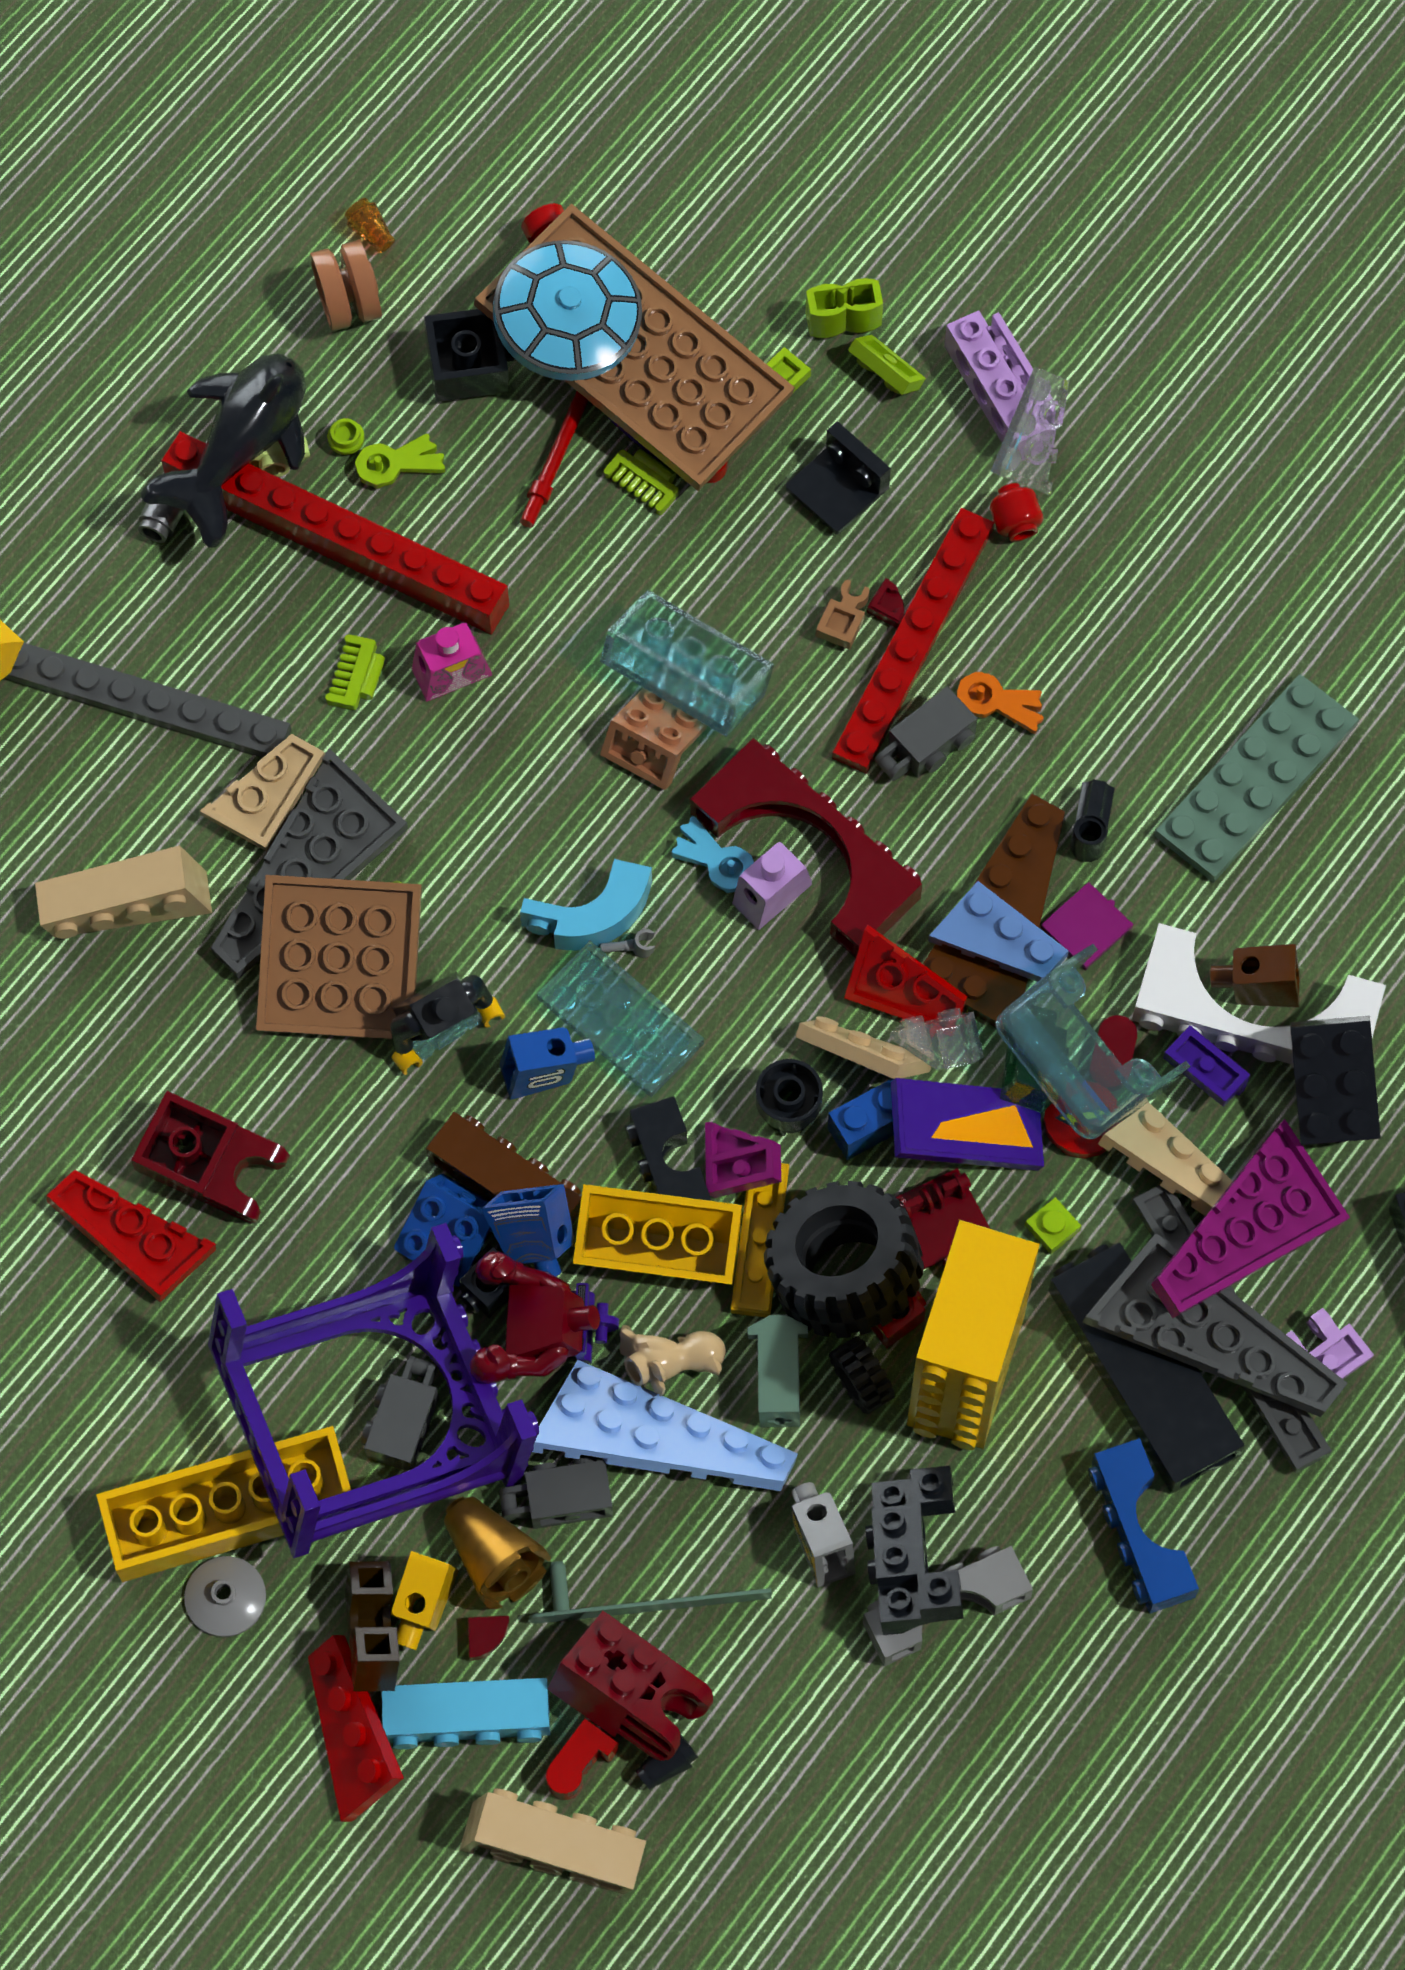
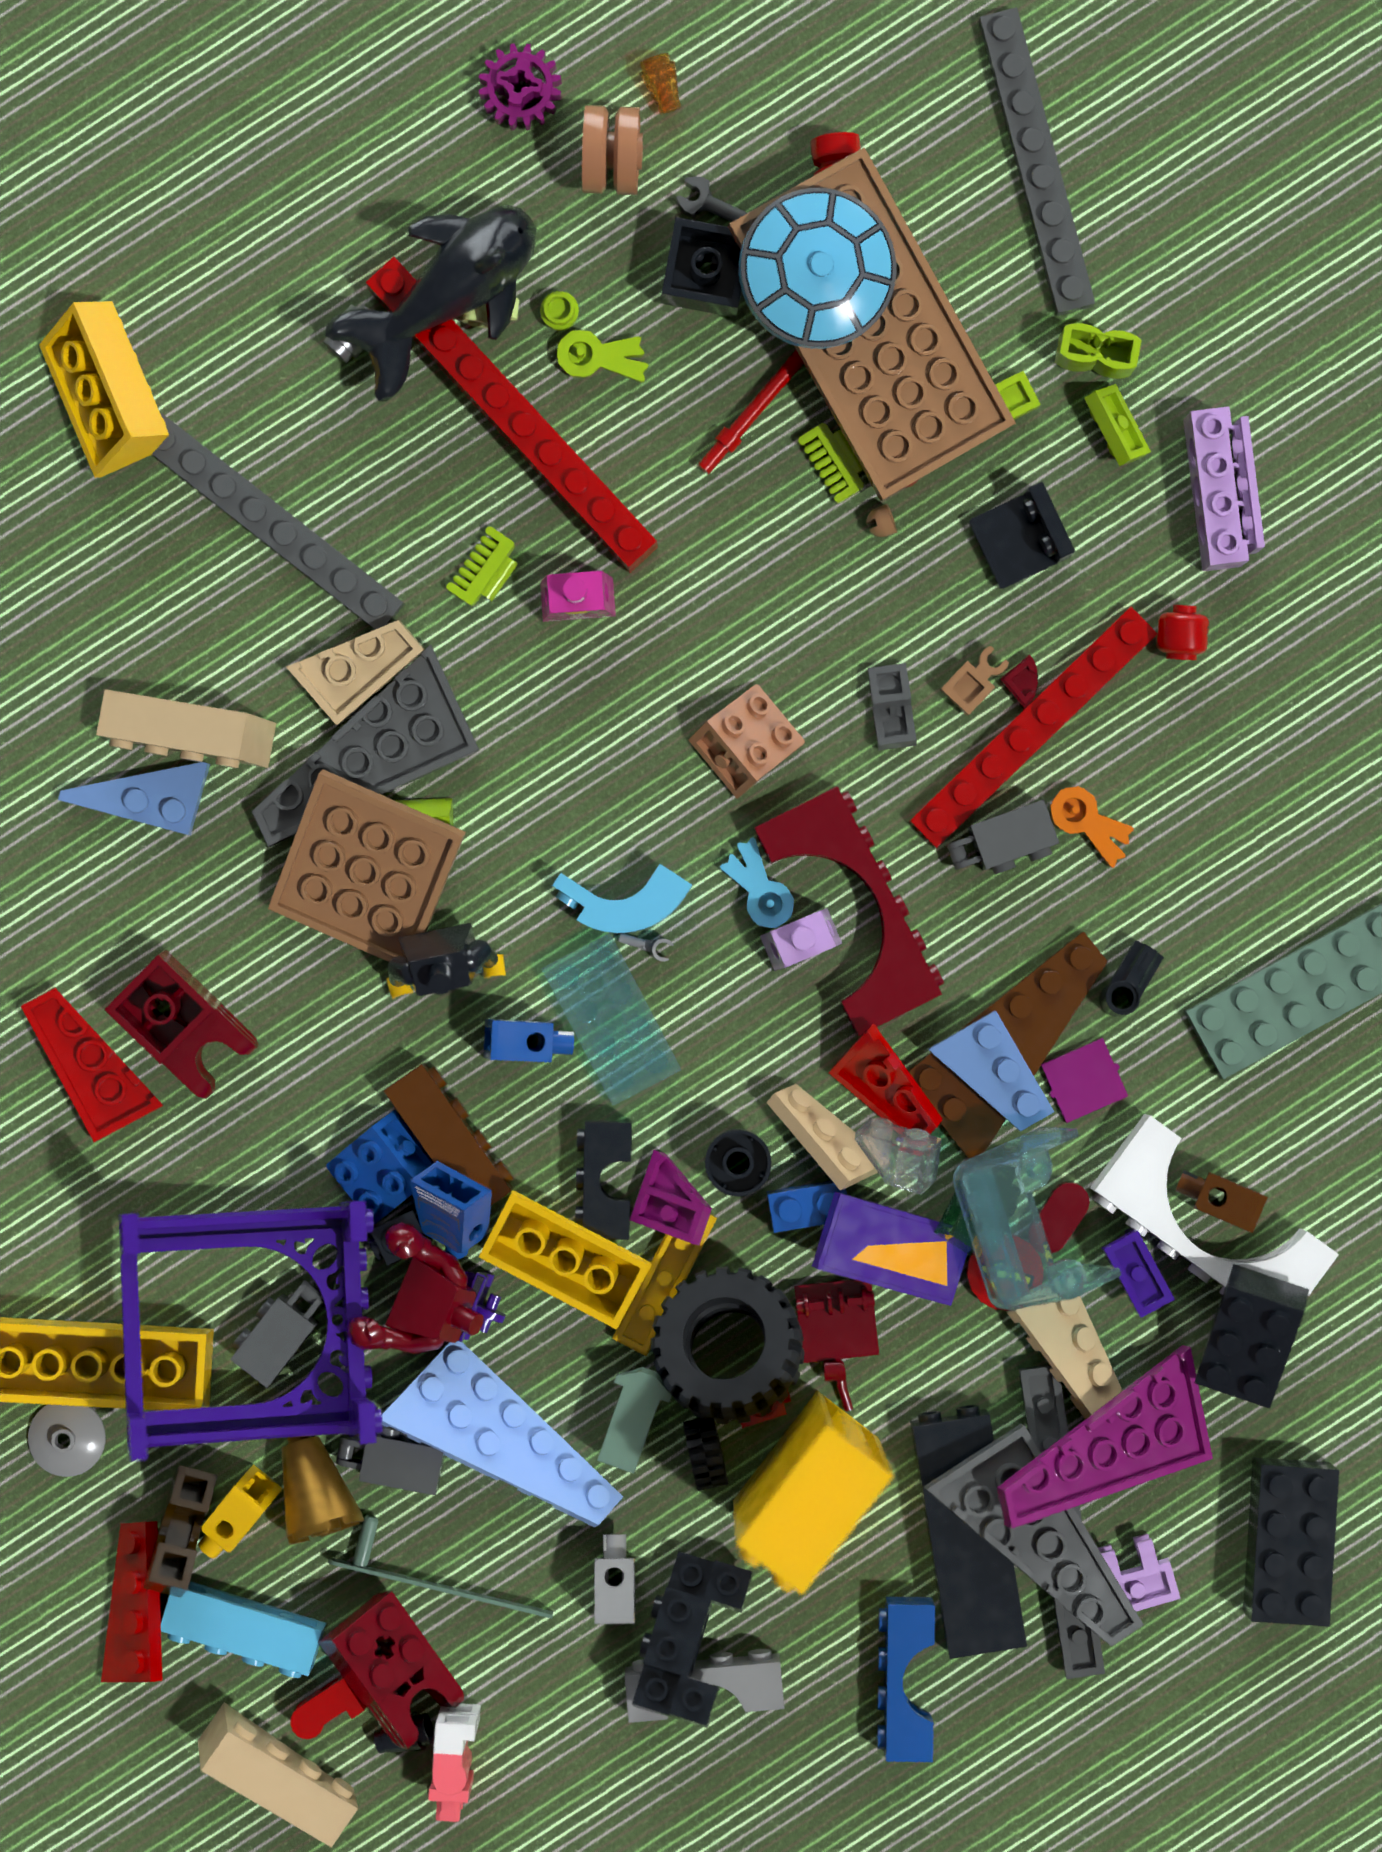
camera: 25 degrees right, 20 degrees up
(112, 974) = (155, 798): none -> medium blue wing
(244, 268) = (504, 84): none -> magenta gear
(436, 297) = (706, 201): none -> dark grey bar
(486, 1635) = (285, 1560): dark red tile -> none
(660, 1359) = (530, 1369): tan animal -> none
(686, 662) = (801, 684): clear light blue brick -> none
(706, 512) = (884, 519): none -> medium nougat hinge
(723, 1758) = (452, 1760): none -> hips
(729, 184) = (1036, 161): none -> dark grey plate
(788, 677) = (892, 706): none -> dark grey slope
(1030, 438) = (1224, 571): clear wing -> none
(1053, 1225) = (937, 1364): lime plate -> none

